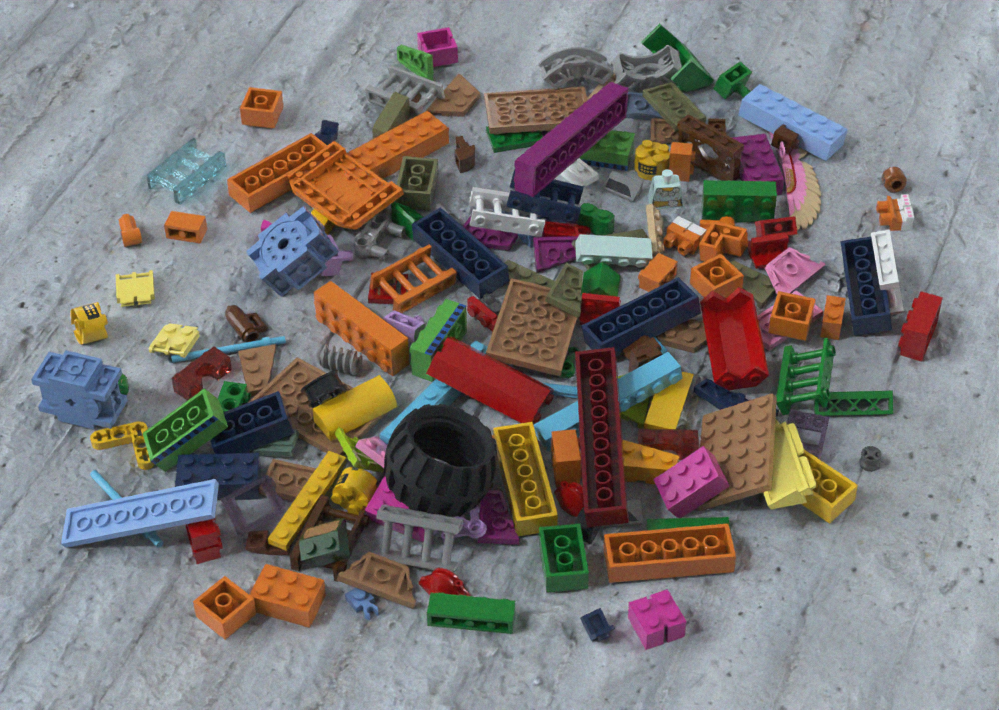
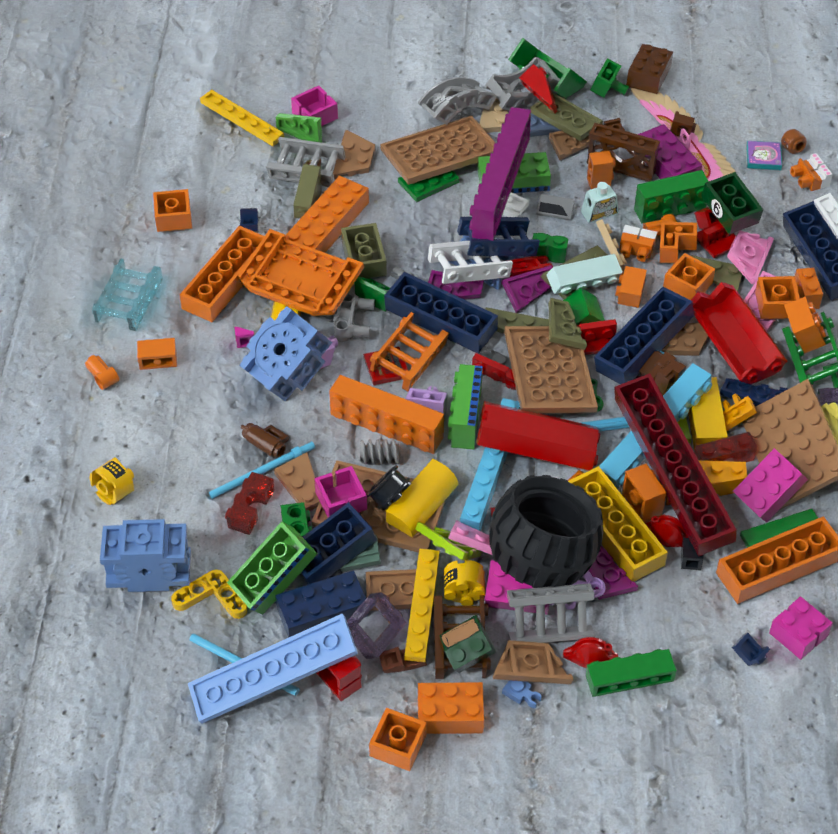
camera: 20 degrees left, 5 degrees up
(135, 289) = (137, 432): light yellow plate -> none
(174, 338) = (205, 473): light yellow plate -> none
(288, 386) = (347, 490): none -> dark pink piece
(368, 41) = (241, 117): none -> yellow plate
(464, 155) = (392, 211): reddish brown brick -> none
(563, 558) = (689, 592): green brick -> none
(651, 159) = (571, 174): yellow brick -> none
(657, 70) = (537, 83): none -> red slope
(697, 410) = (738, 412): none -> light orange hinge
(772, 110) = (662, 101): light blue brick -> none
(784, 77) = (649, 68): none -> reddish brown brick
(787, 217) = (732, 203): none -> dark green brick
(800, 345) = (806, 324): none -> orange brick
(858, 186) = (764, 155): none -> tile

